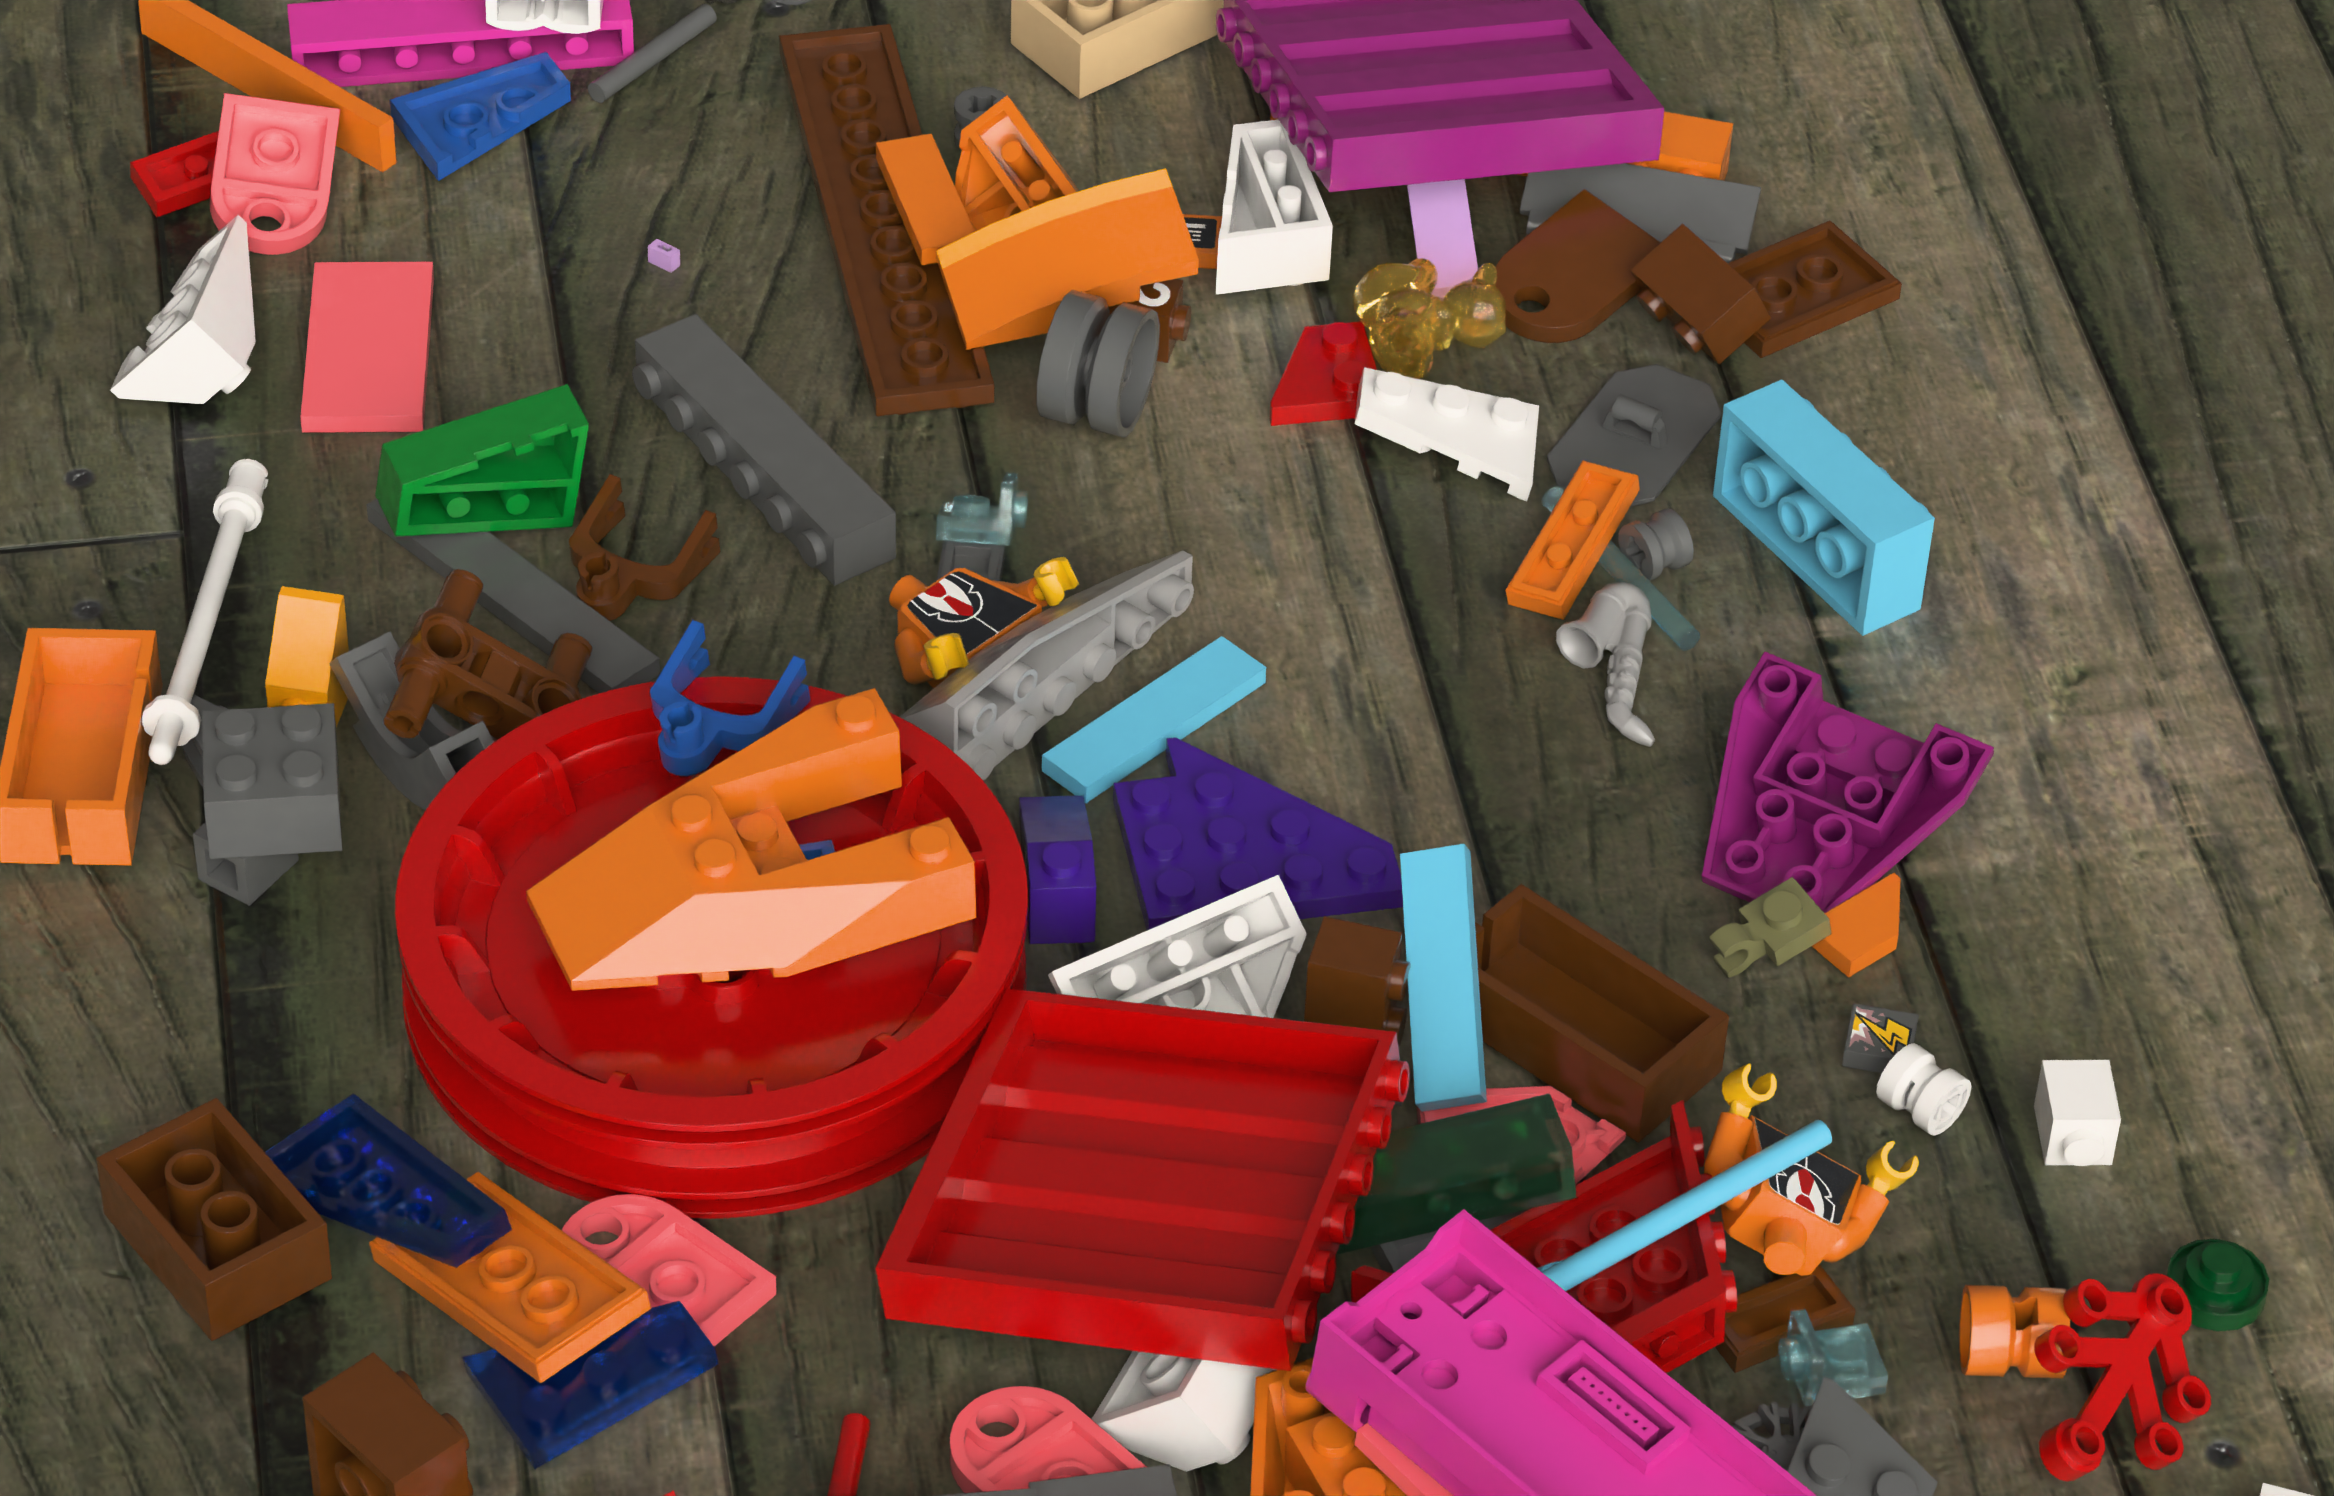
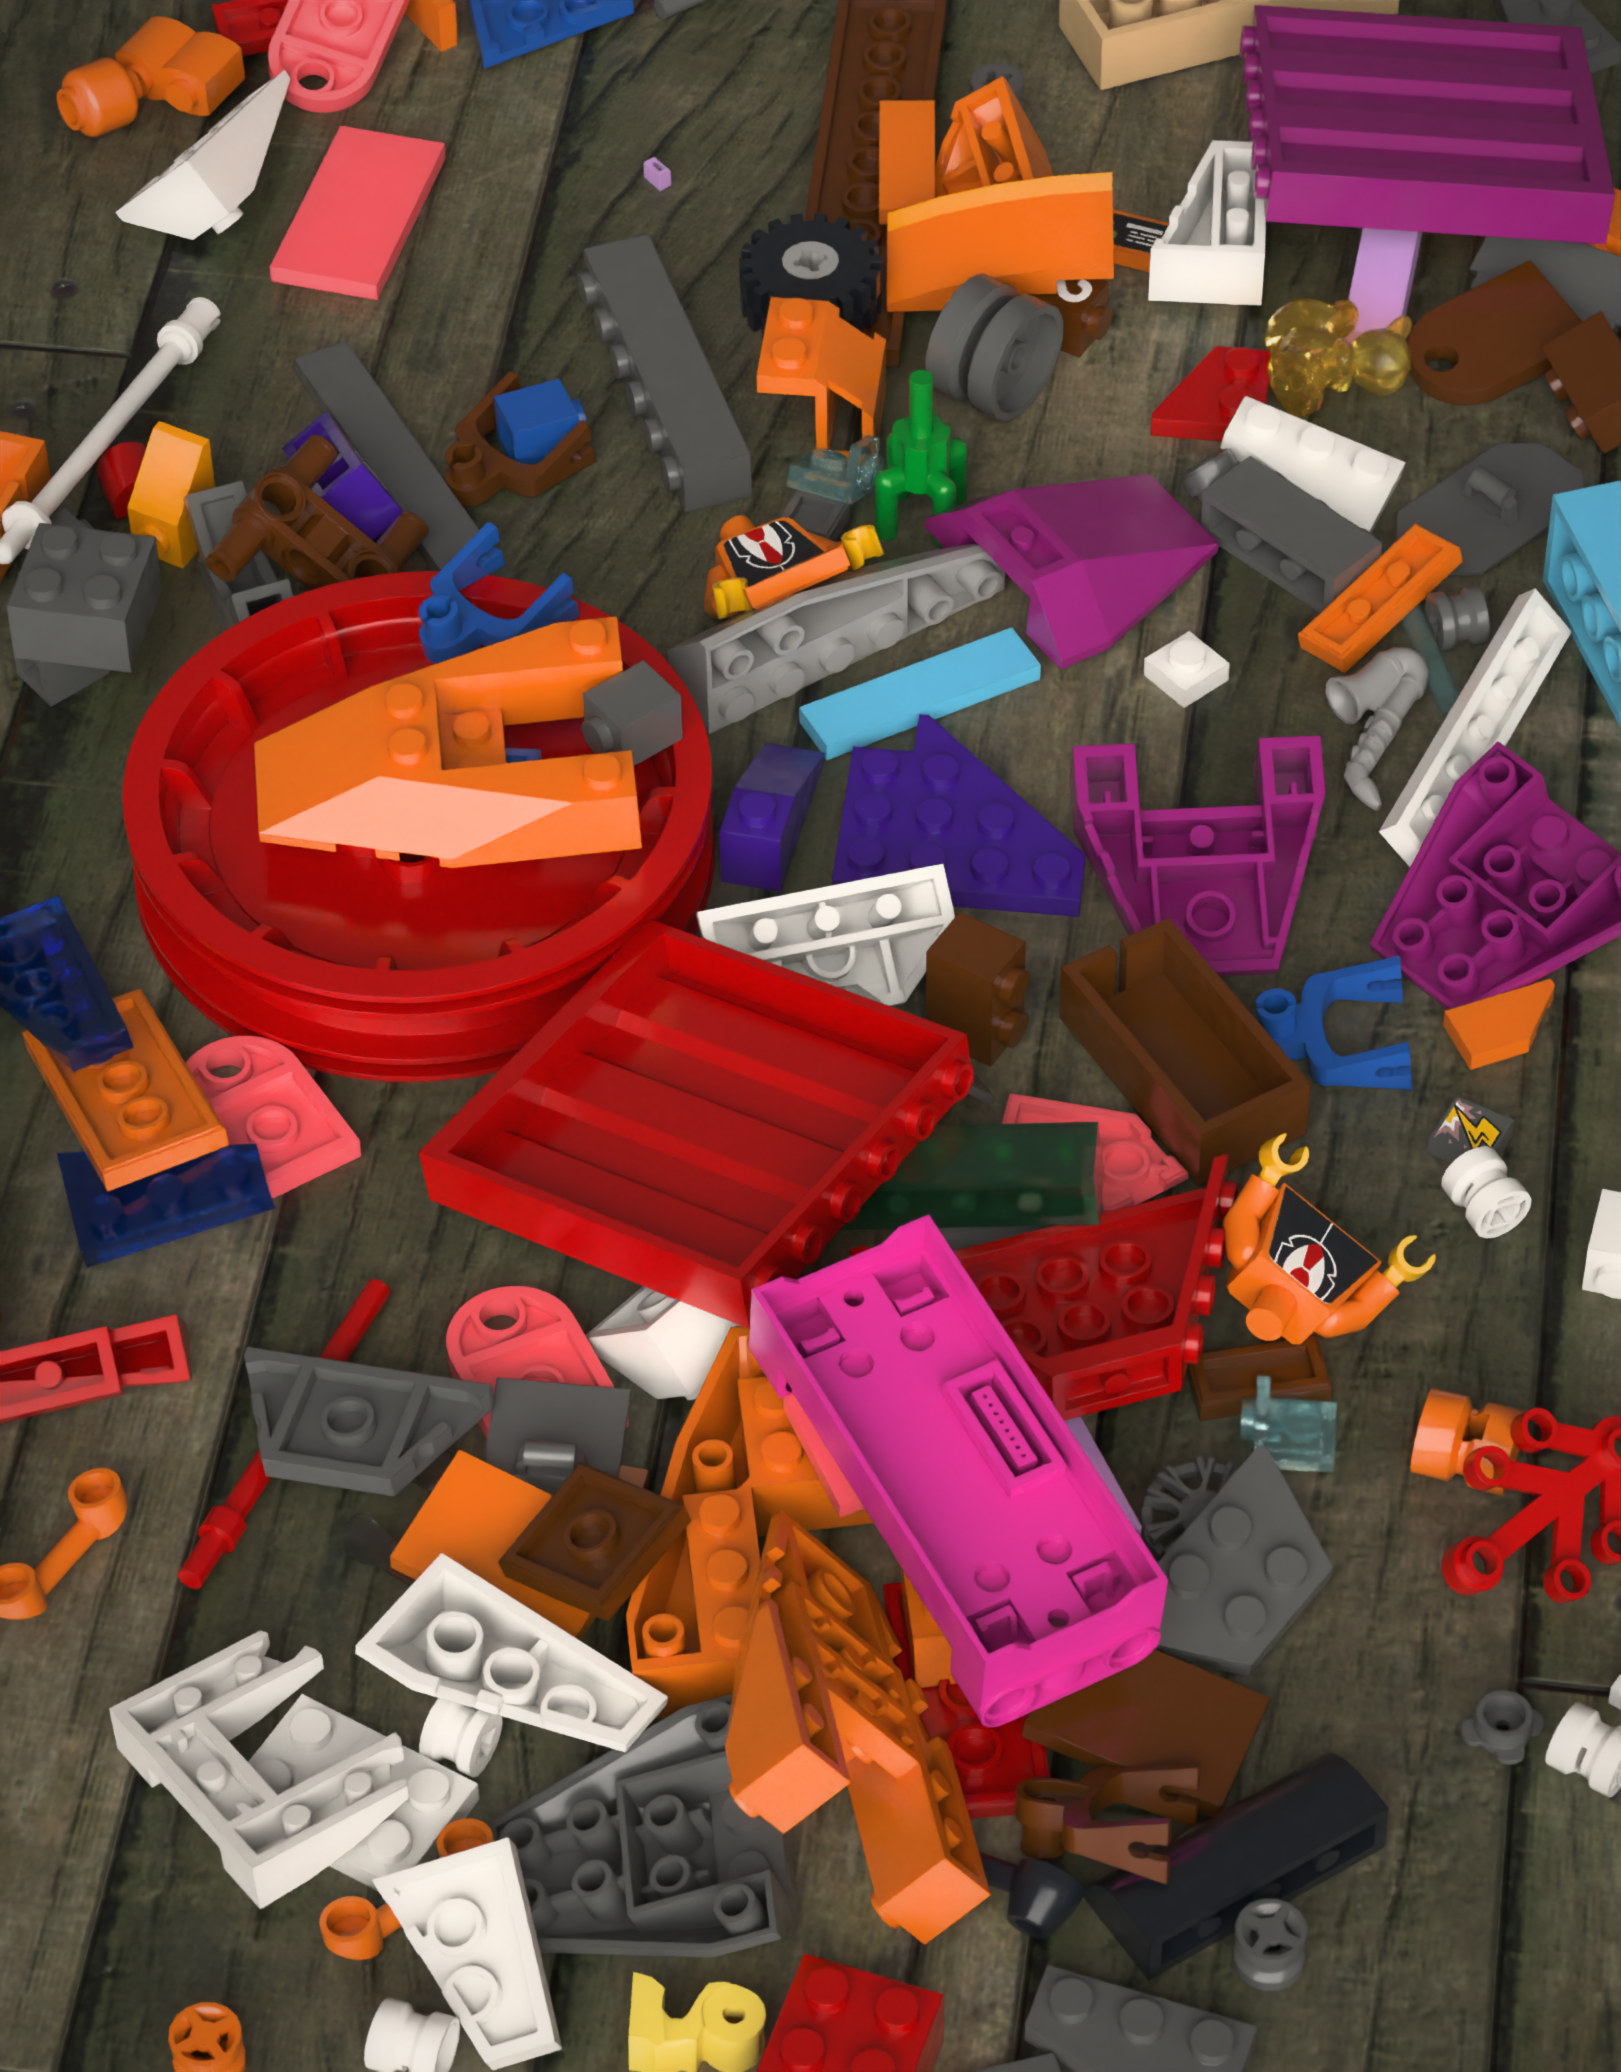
camera: 20 degrees right, 5 degrees up
(47, 275) = (99, 97): none -> orange head
(118, 230) = (183, 66): none -> orange brick
(238, 657) = (118, 473): none -> red brick
(488, 470) = (399, 347): green wedge -> none
(496, 613) = (350, 481): none -> dark purple slope
(652, 521) = (535, 420): none -> blue brick
(885, 332) = (812, 264): none -> black wheel
(919, 783) = (632, 713): none -> dark grey brick
(939, 405) = (823, 356): none -> orange piece
(1010, 621) = (797, 578): none -> orange tile
(1077, 486) = (920, 461): none -> green plant
(1271, 539) = (1083, 554): none -> magenta wedge
(1356, 449) = (1207, 472): none -> dark grey tile
(1408, 645) = (1186, 669): none -> white plate
(1443, 978) = (1056, 991): medium azure tile -> none
(1457, 496) = (1286, 533): none -> dark grey brick
(1524, 825) = (1215, 871): none -> magenta wedge
(1674, 957) = (1301, 1032): none -> blue piece
(1688, 1206) = (1163, 1260): medium azure piece -> none
(1719, 643) = (1480, 716): none -> white plate
(1773, 924) = (1413, 1006): olive plate -> none

